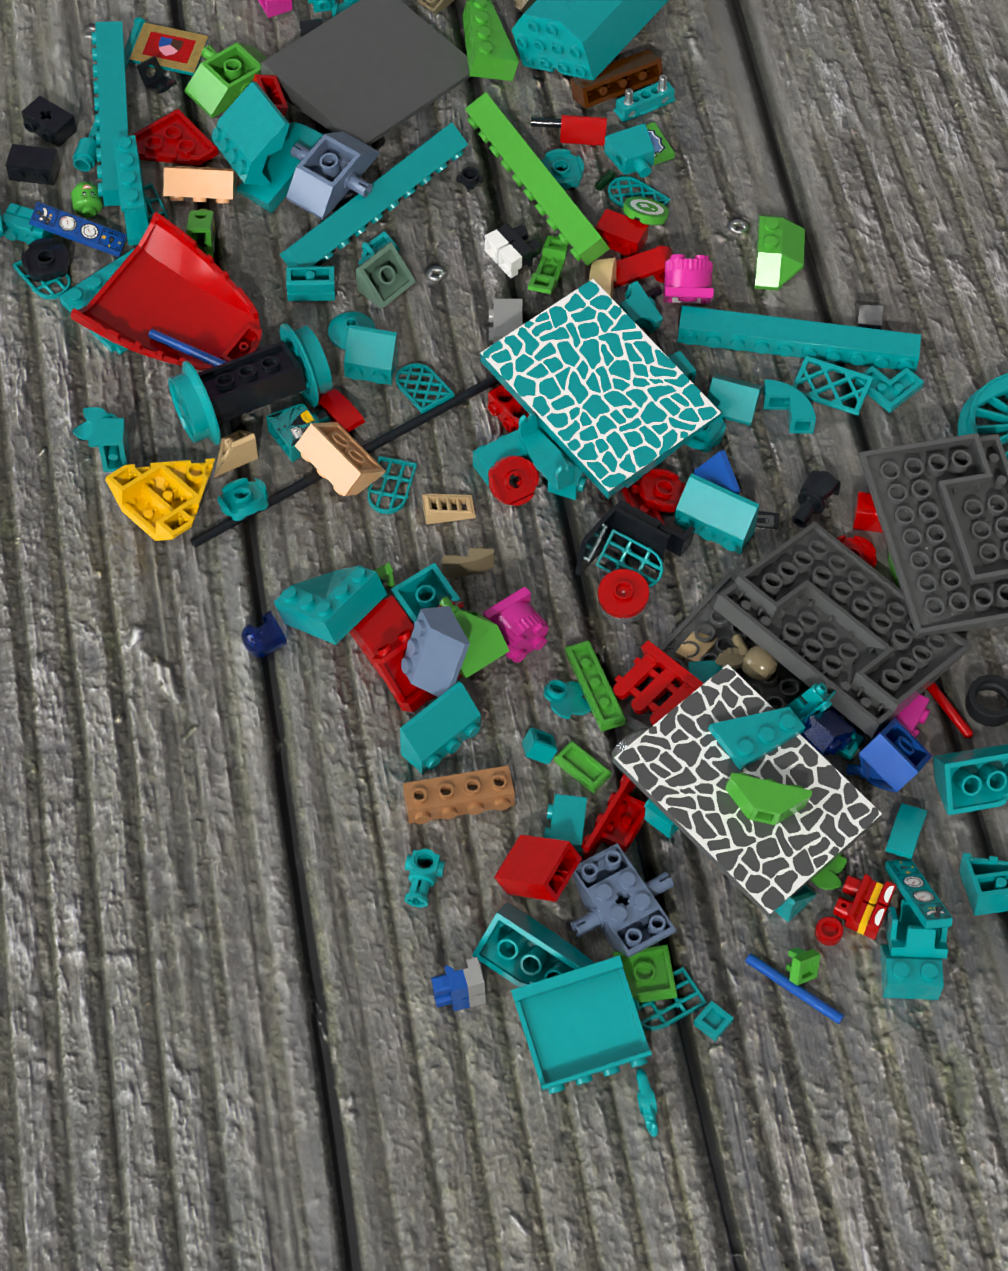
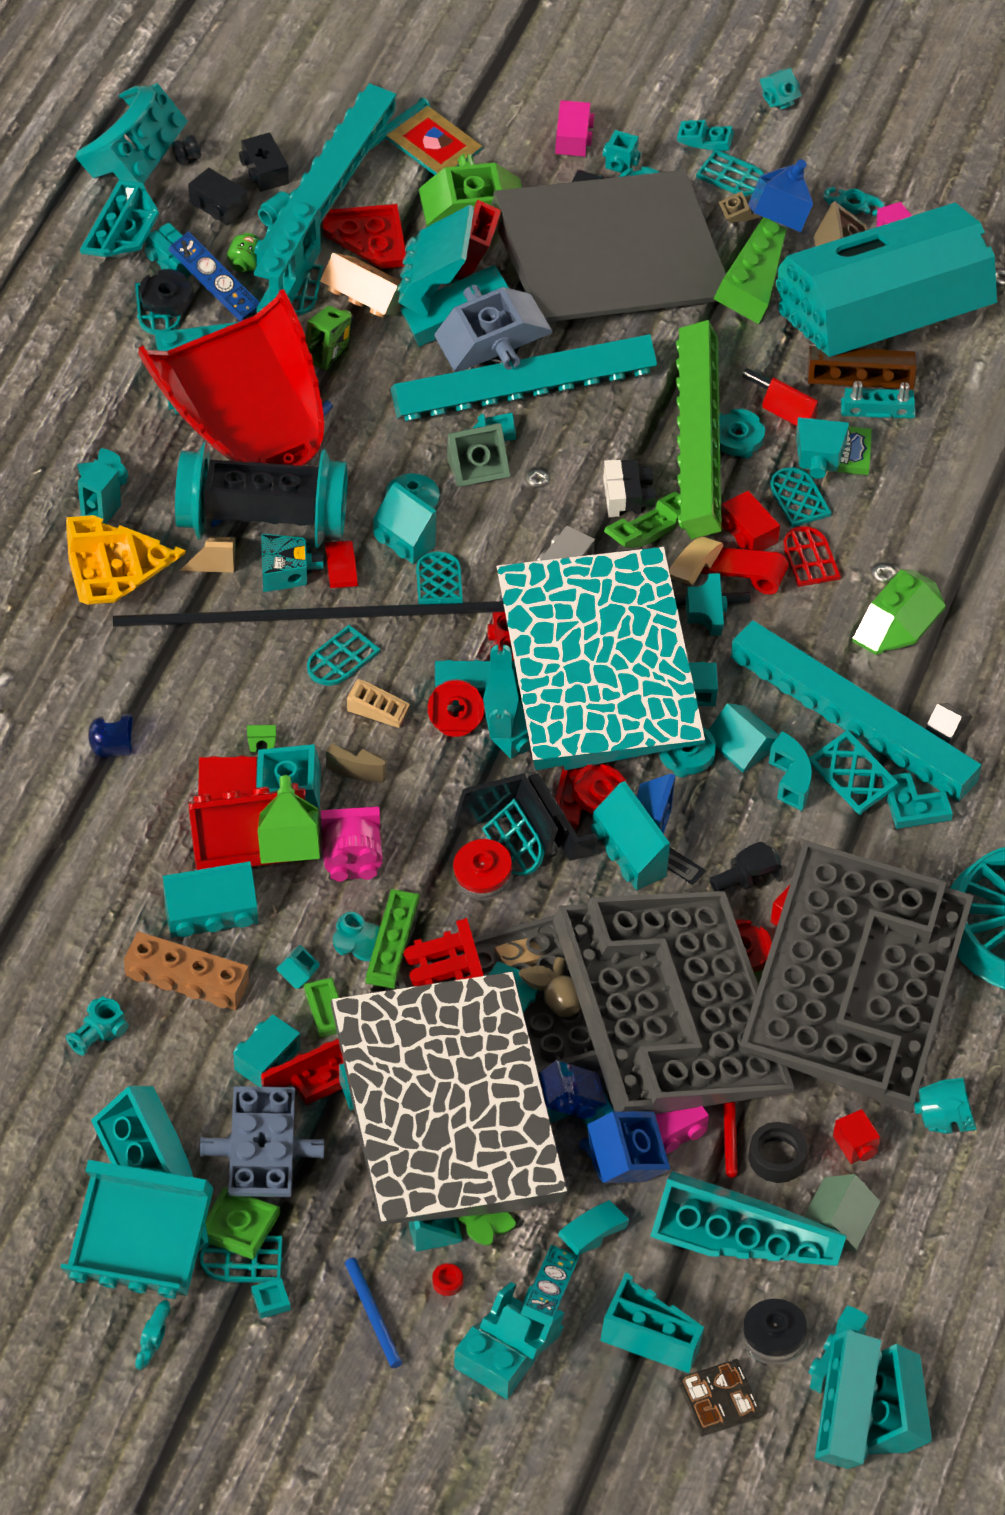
camera: 30 degrees right, 5 degrees down
(158, 82) = (400, 170): black bracket -> none
(185, 348) = (232, 433): blue bar -> none
(254, 499) = (187, 601): teal plate -> none
(310, 283) = (399, 429): teal brick -> none
(331, 602) = (192, 734): teal slope -> none
(338, 458) = (303, 605): light nougat slope -> none
(435, 650) = (240, 817): sand blue slope -> none
(461, 987) = (55, 1139): blue hips -> none
(470, 178) = (638, 400): black plate -> none
(538, 868) = (204, 1071): red brick -> none
(604, 180) = (777, 464): dark green piece -> none
(646, 209) = (789, 511): bright green tile -> none
(674, 229) = (805, 565): none -> red window
(688, 280) = (775, 597): dark pink piece -> none
(756, 735) = (490, 1051): teal wing -> none
(765, 798) = (453, 1113): bright green slope -> none
(803, 965) = (393, 1294): bright green tile -> none
(816, 699) = (579, 1052): teal hinge -> none
(869, 906) = (495, 1272): red hips -> none

